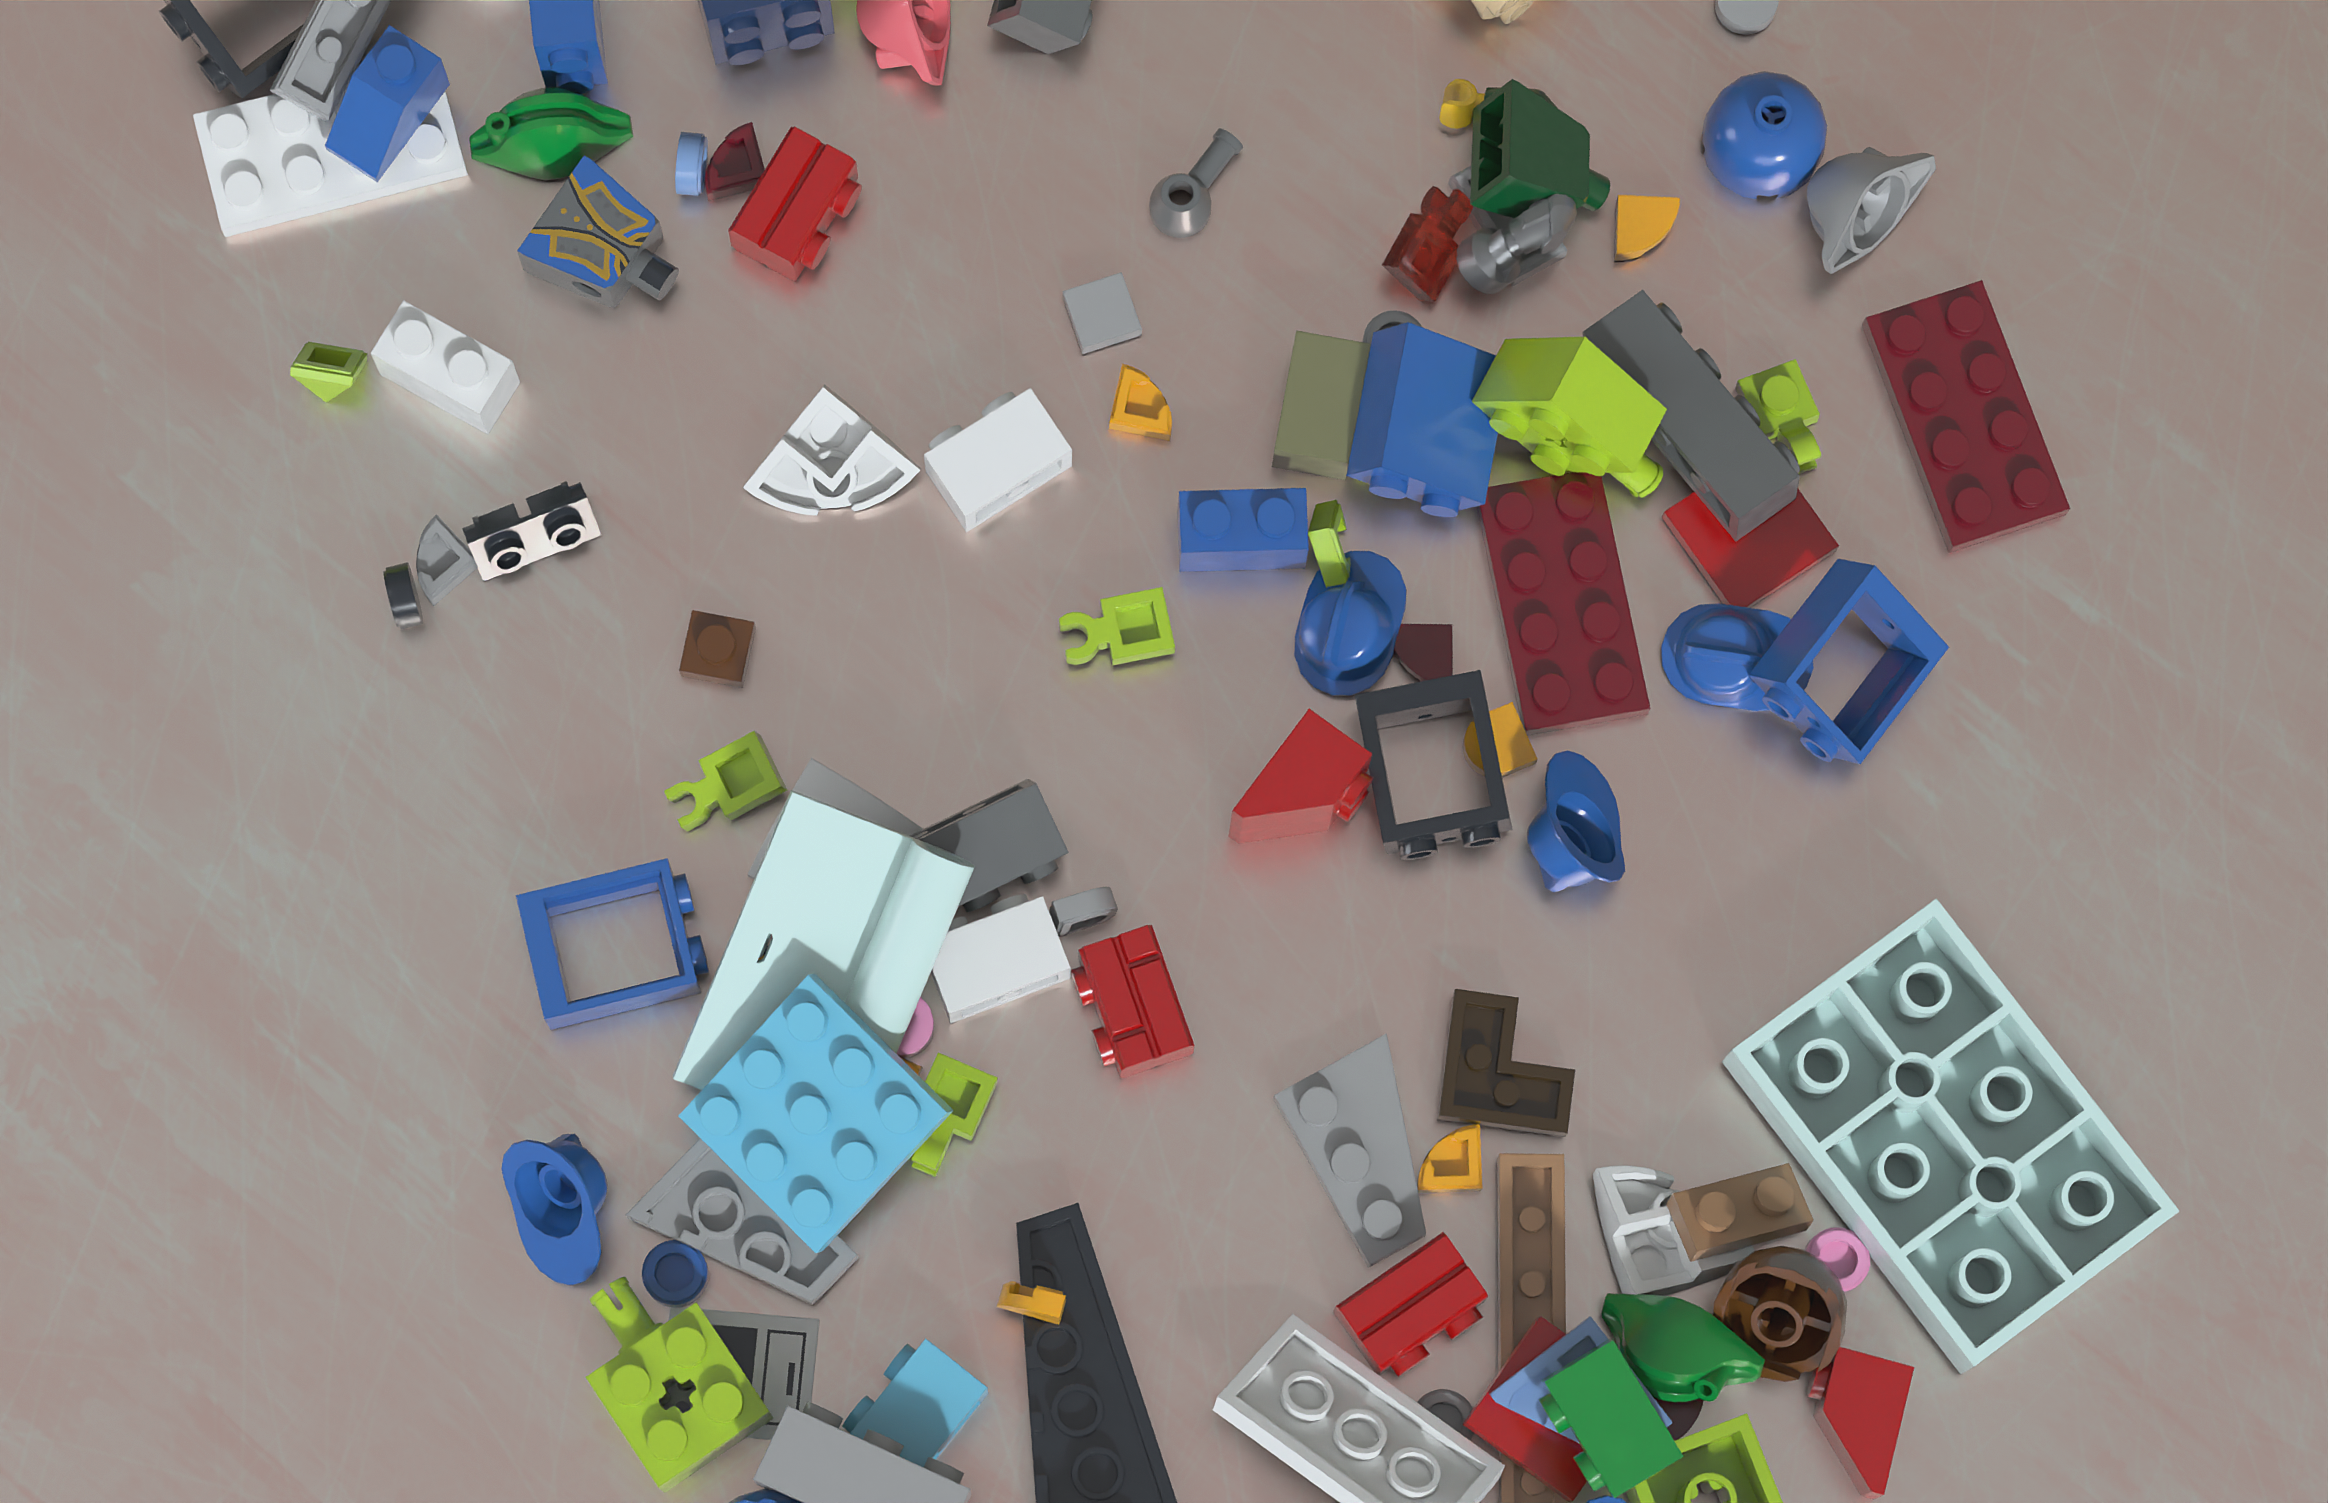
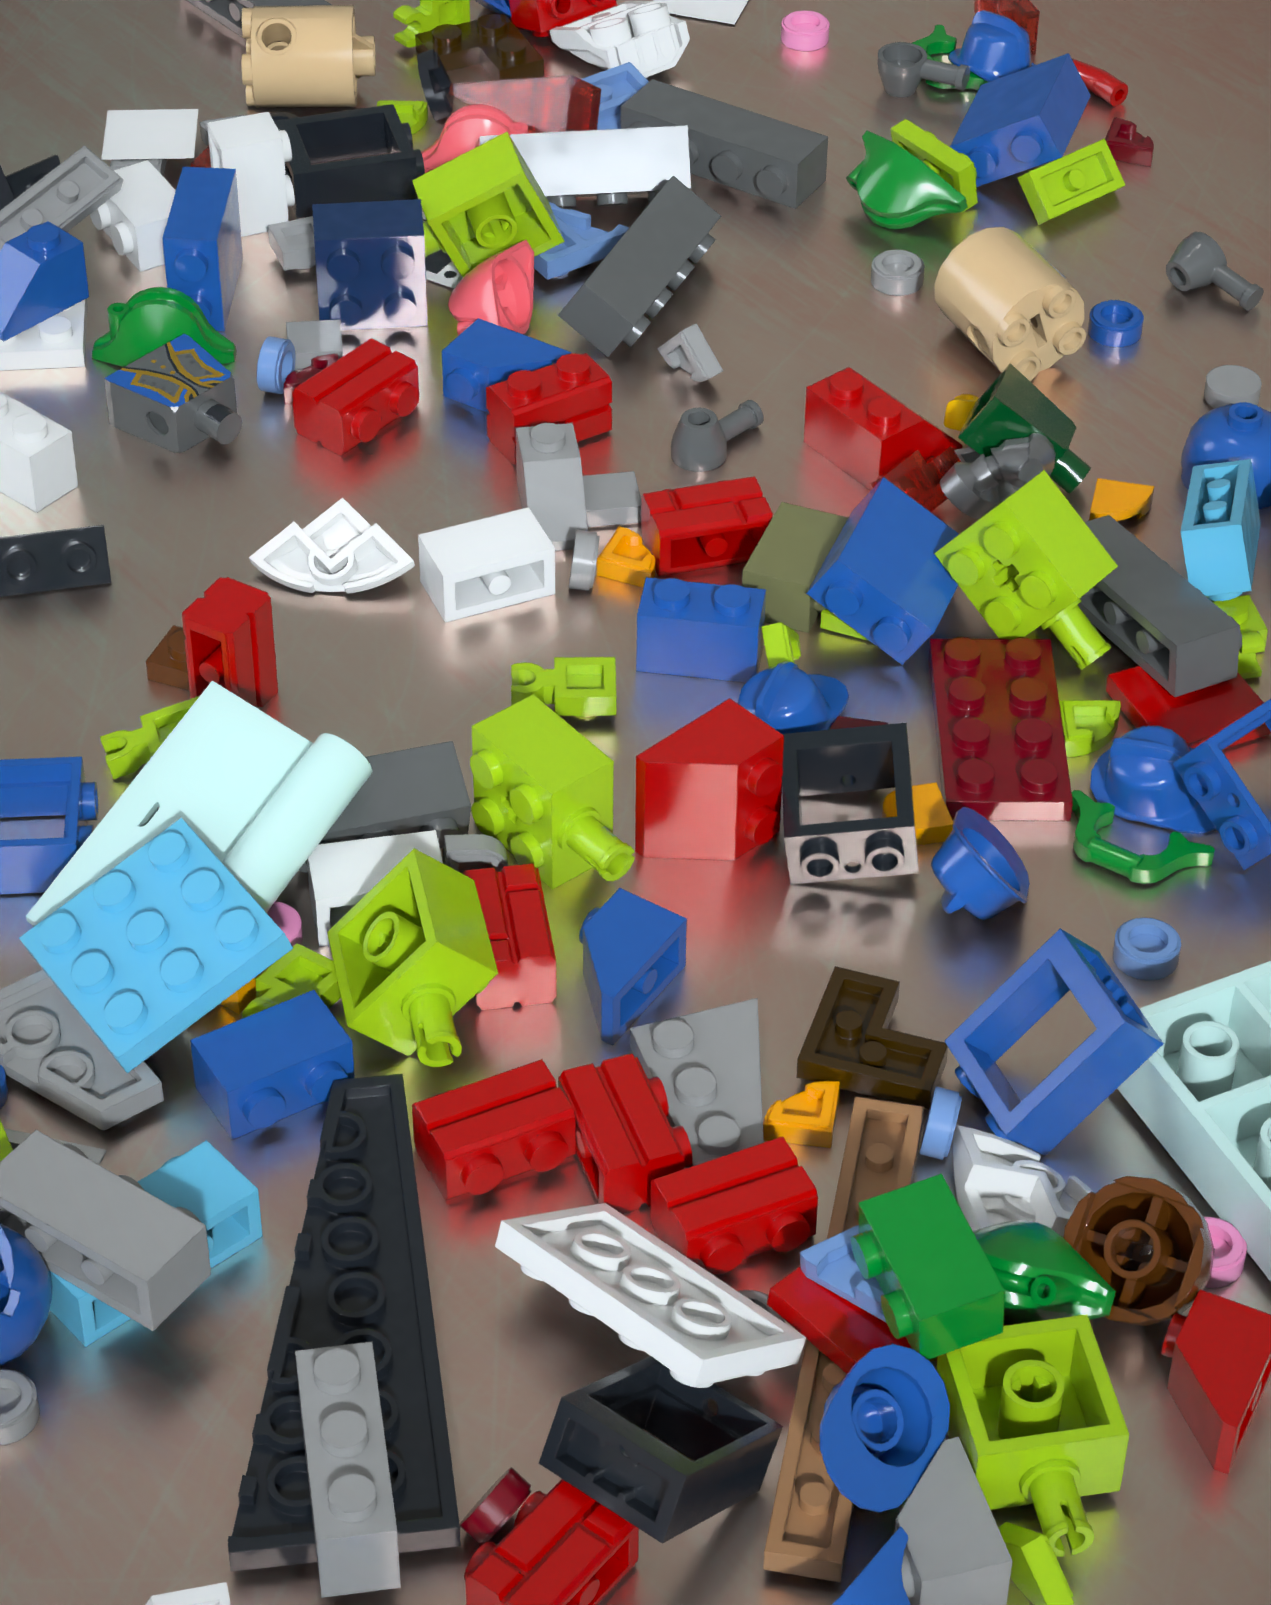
camera: 15 degrees right, 35 degrees down
(719, 100) = (314, 340): none -> light grey tile
(775, 672) = (231, 642): none -> red brick
(943, 127) = (488, 356): none -> blue slope
(956, 1210) = (271, 1063): none -> blue brick
(1011, 192) = (560, 393): none -> red brick
(1037, 1302) = (332, 1129): light orange tile -> none
(1041, 325) = (552, 480): none -> light grey slope
(1063, 1082) = (413, 958): none -> lime brick
(1097, 432) = (584, 560): none -> light grey tile
(1142, 47) = (691, 353): none -> light grey tile
(1144, 832) = (546, 794): none -> lime brick
(1178, 1252) = (494, 1130): none -> red brick
(1216, 353) = (704, 525): none -> red brick
(1253, 1010) = (629, 958): none -> blue slope
(1295, 1234) = (623, 1130): none -> red brick
(1373, 155) = (866, 427): none -> red slope
(1581, 1164) = (940, 1123): none -> medium blue tile
(1650, 580) = (1088, 724): none -> lime tile
(1696, 769) = (1138, 868): none -> green helmet
(1735, 1075) = (1086, 1076): none -> blue window
(1739, 1212) = (1074, 1170): medium nougat plate -> none
(1742, 888) = (1146, 949): none -> medium blue tile
(1762, 294) = (1221, 529): none -> medium azure brick

